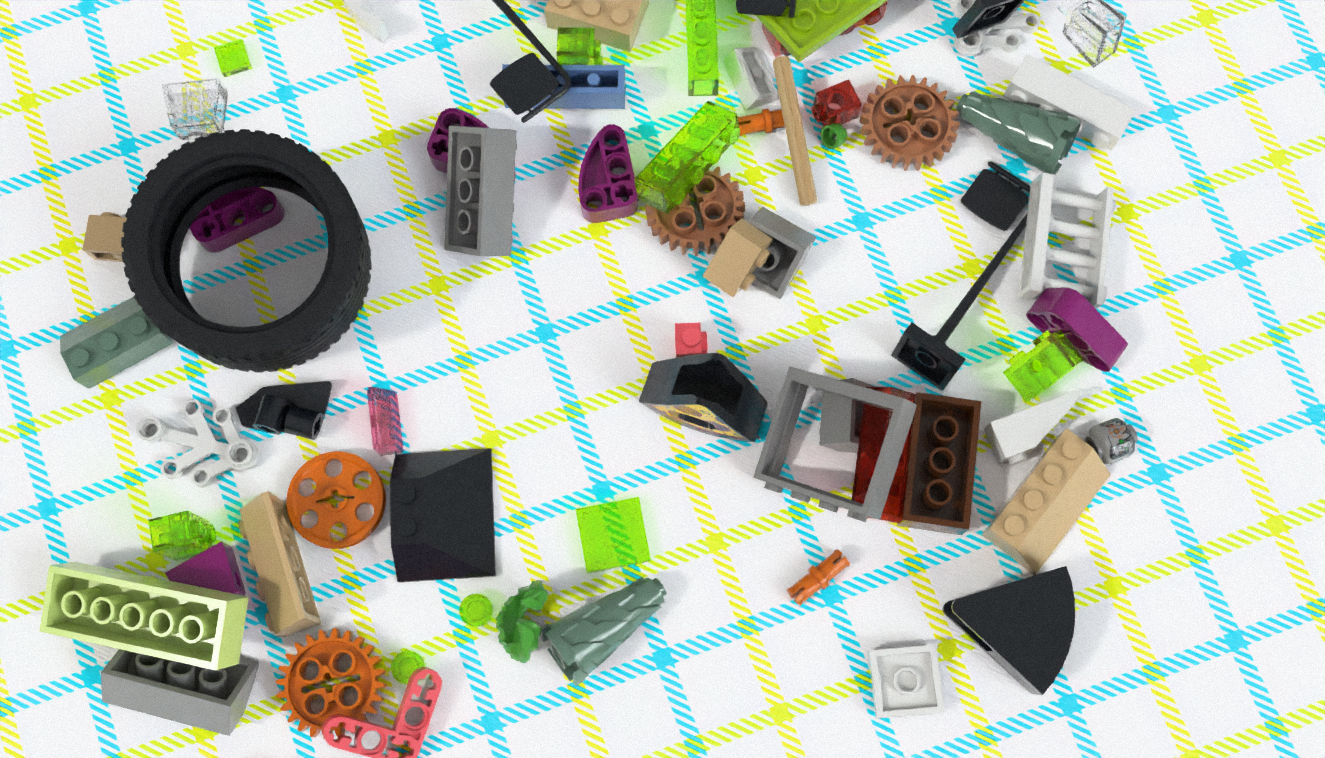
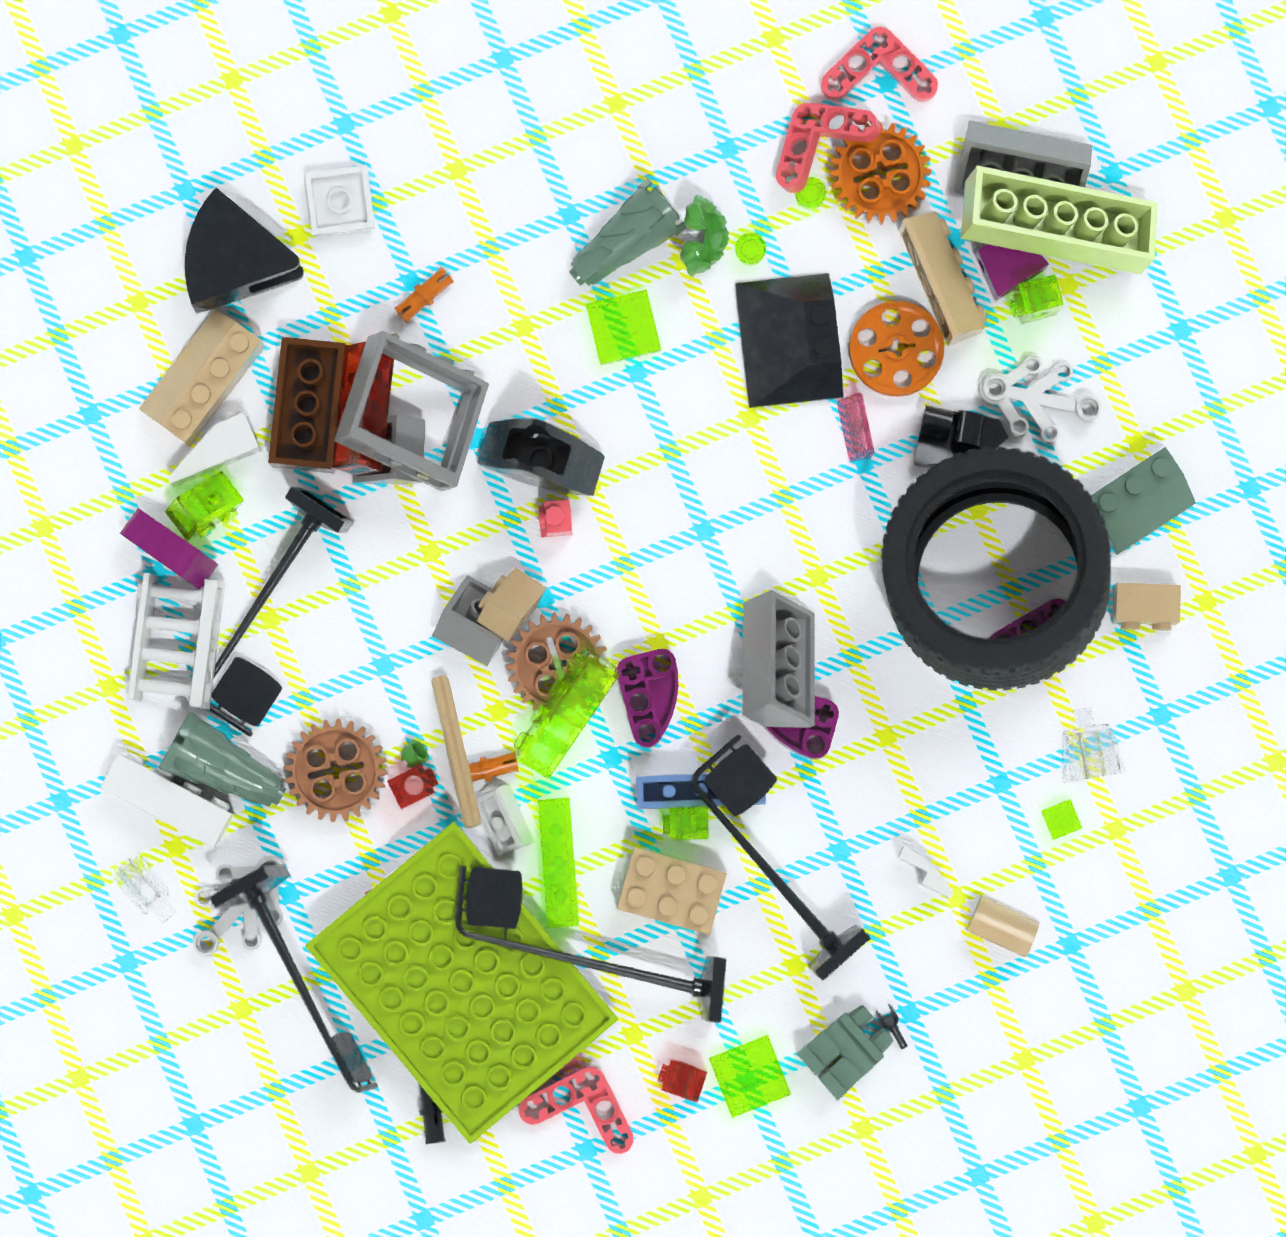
camera: 175 degrees right, 10 degrees up
(1112, 440) = (137, 439): light grey head -> none

